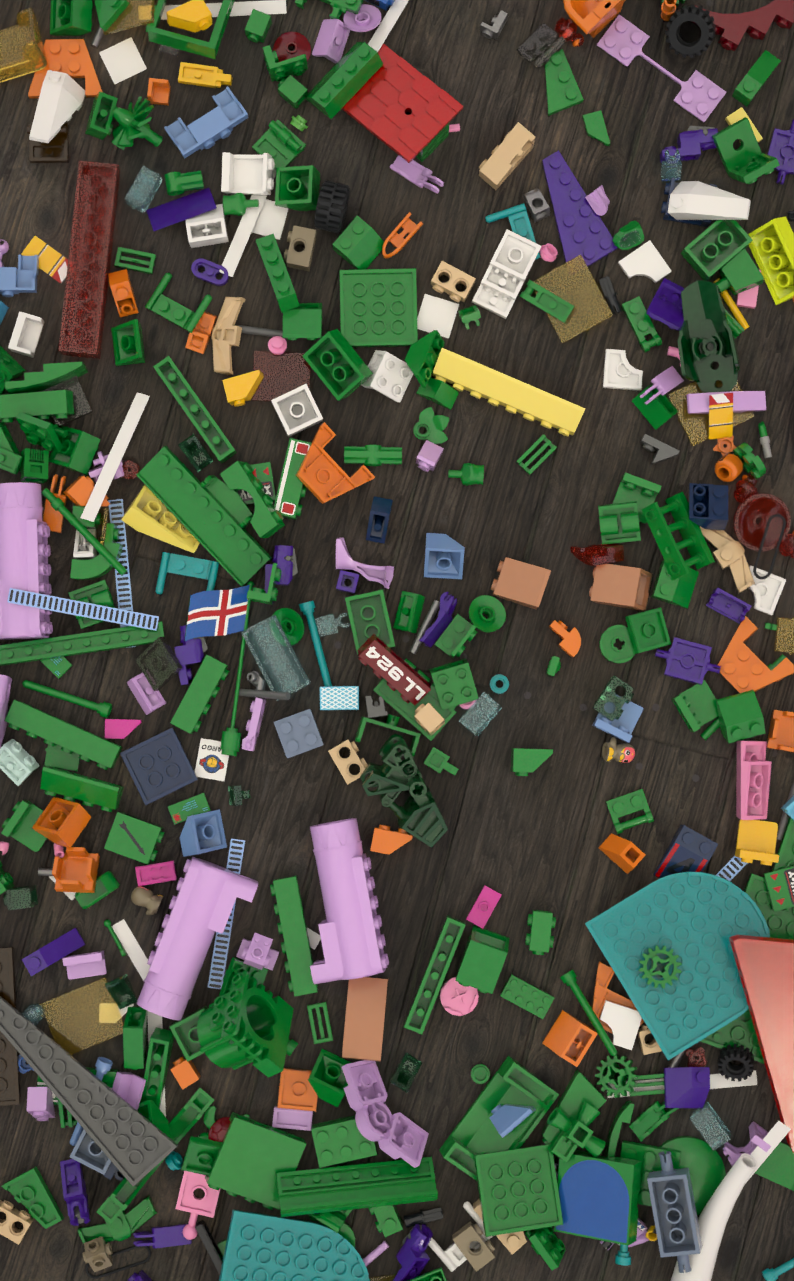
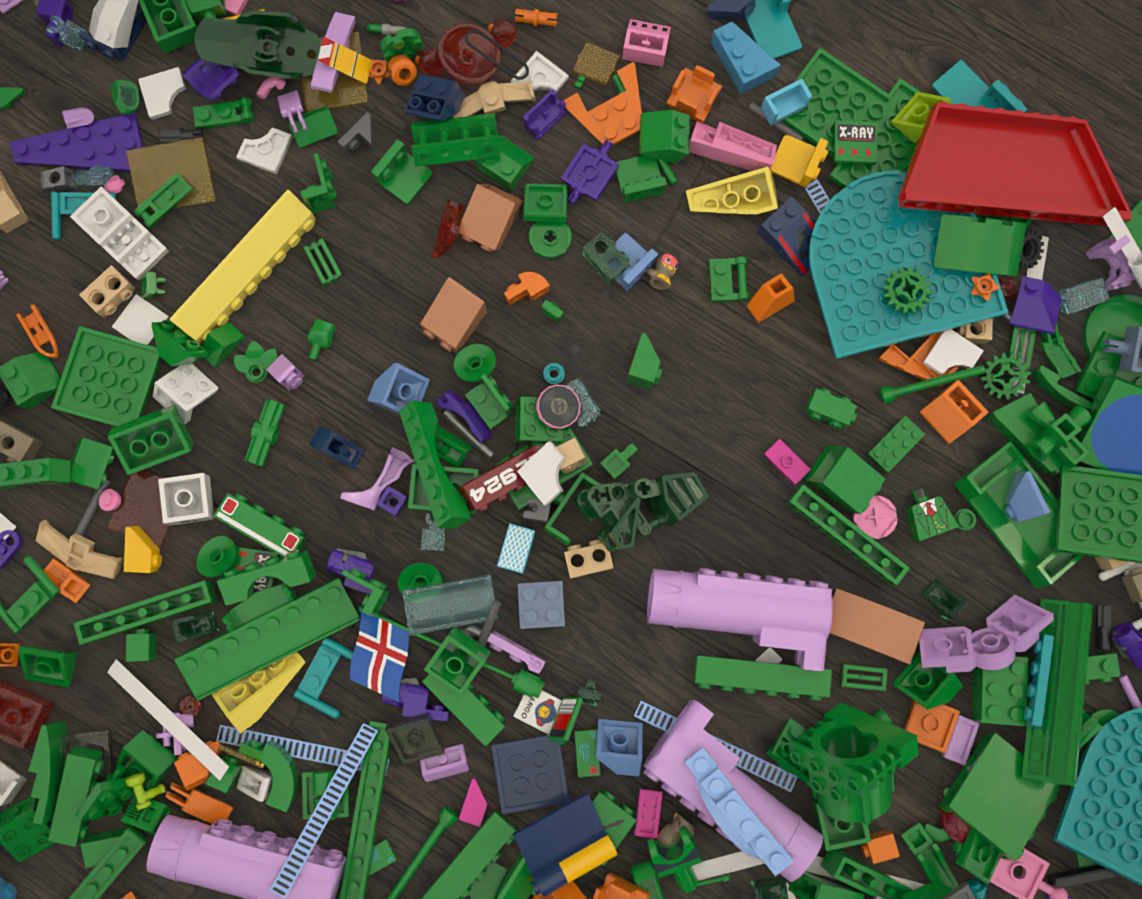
camera: 75 degrees left, 5 degrees down
(58, 505) = (198, 801): green bar -> none
(59, 450) = (143, 797): none -> lime piece
(111, 811) = (564, 845): none -> dark blue door
(126, 907) = (677, 860): none -> green connector
(166, 414) = (141, 646): none -> green brick
(176, 940) = (734, 814): none -> light blue piece
(210, 781) = (565, 719): none -> slope
(232, 678) = (457, 661): none -> green slope
(257, 444) = (216, 556): none -> green dish
(258, 952) = (769, 723): lavender tile -> none
(308, 610) = (409, 554): teal piece -> none
(323, 474) = (265, 491): orange wing -> none
(351, 1167) = (1038, 688): none -> teal plate
(359, 627) = (444, 500): none -> green arch
(387, 840) = (687, 542): orange slope -> none
(406, 701) = (542, 473): none -> white tile
(469, 697) = (558, 406): none -> black tile
(472, 1041) = (928, 516): none -> green torso
(549, 235) = (95, 176): none -> clear light blue plate
(588, 433) = (324, 196): none -> green bracket
(619, 523) = (423, 196): green plate -> none
(679, 1036) = (988, 282): none -> orange plate
(708, 802) = (741, 194): none -> light yellow wedge
(719, 1020) = (979, 246): none -> green panel

